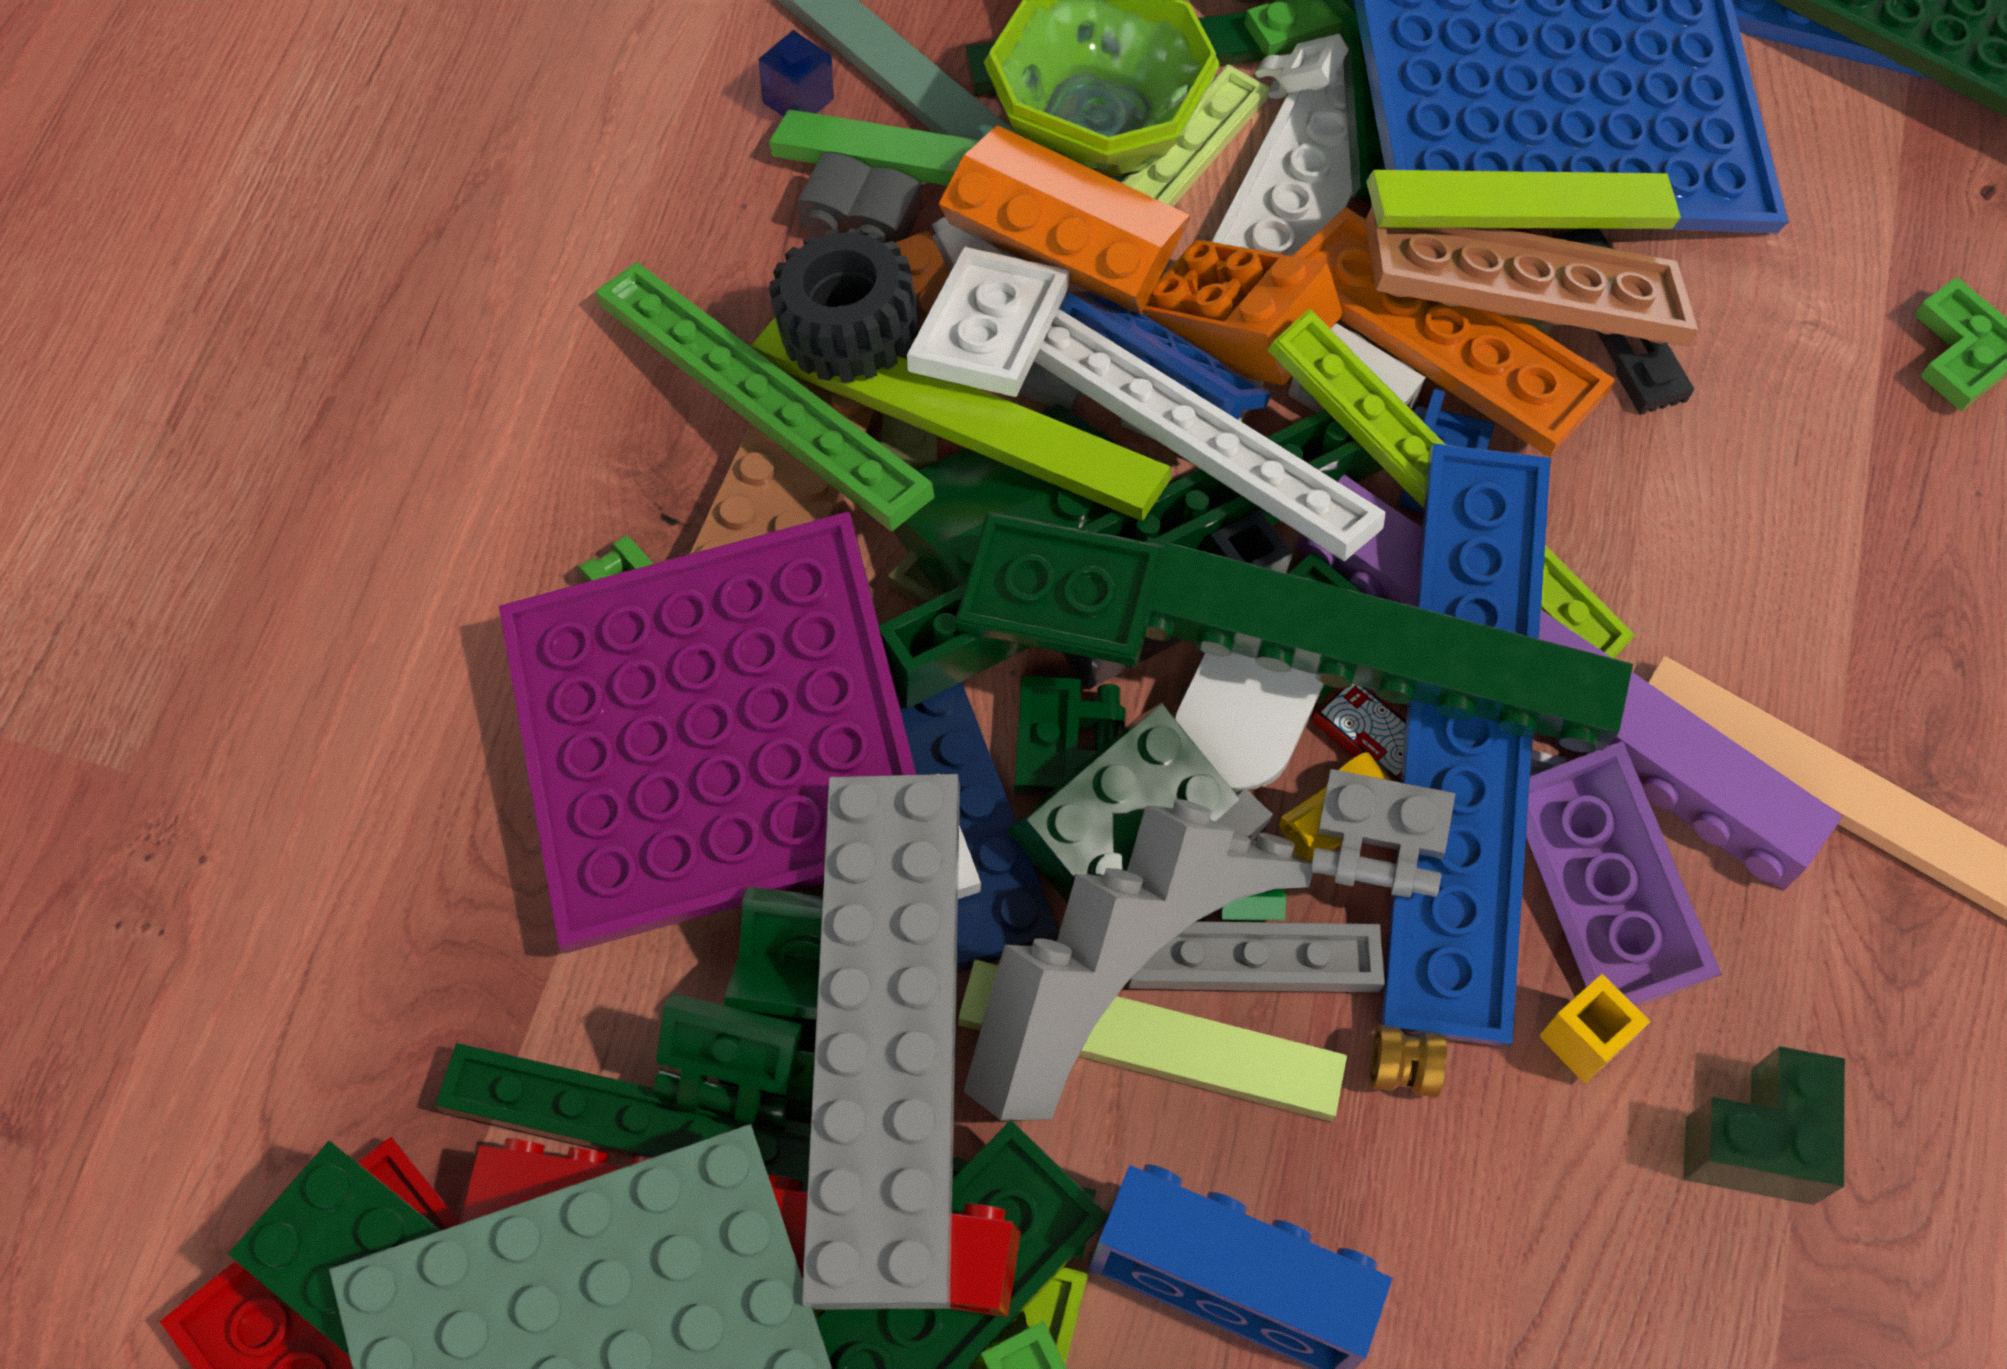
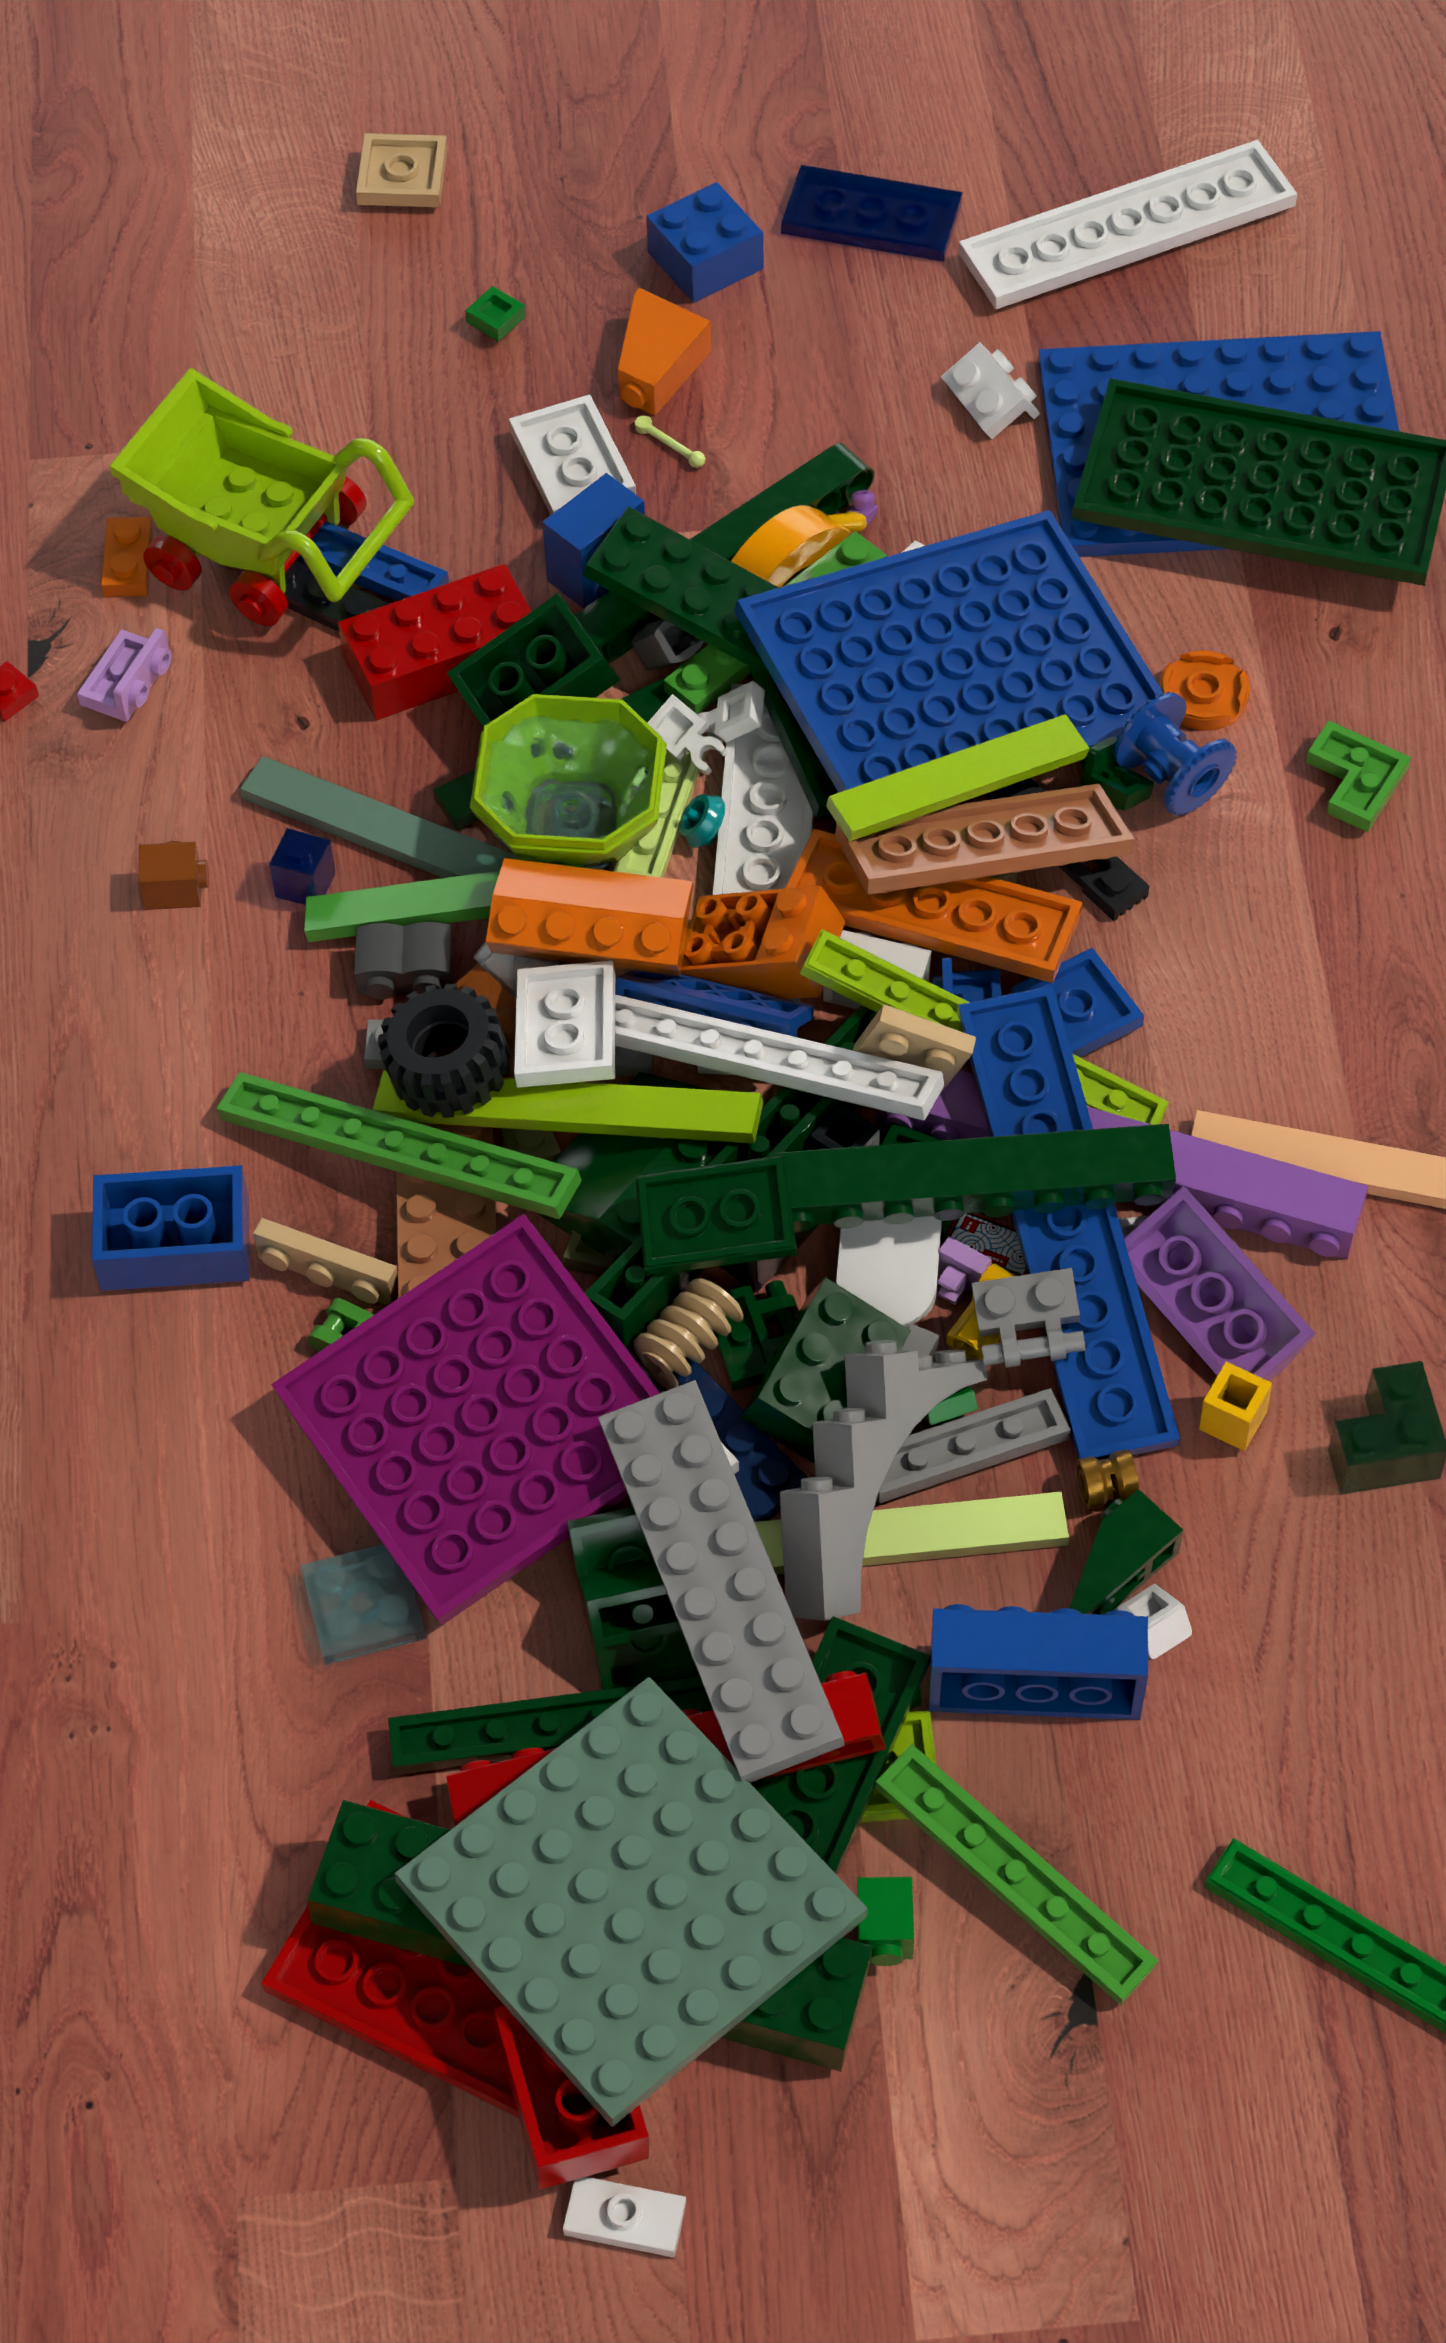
camera: 15 degrees left, 5 degrees down
(484, 398) = (170, 1228): none -> blue brick
(491, 893) = (361, 1604): none -> clear light blue plate
(630, 491) = (326, 1262): none -> tan plate
(662, 44) = (171, 875): none -> dark orange brick
(727, 1046) = (600, 1637): dark green plate -> none
(981, 706) = (683, 1329): none -> tan piece
(1231, 163) = (702, 820): none -> teal hat
(1246, 67) = (683, 733): none -> white plate
(1325, 745) = (959, 1269): none -> lavender tile
(1369, 468) = (916, 1041): none -> tan plate
(1400, 1160) = (1126, 1553): none -> dark green slope
(1406, 1253) = (1166, 1619): none -> white slope
(1585, 494) = (1090, 1002): none -> blue plate
(1700, 271) = (1119, 783): none -> dark green bracket
(1762, 252) = (1165, 753): none -> blue hose
(1827, 204) = (1211, 686): none -> orange tile

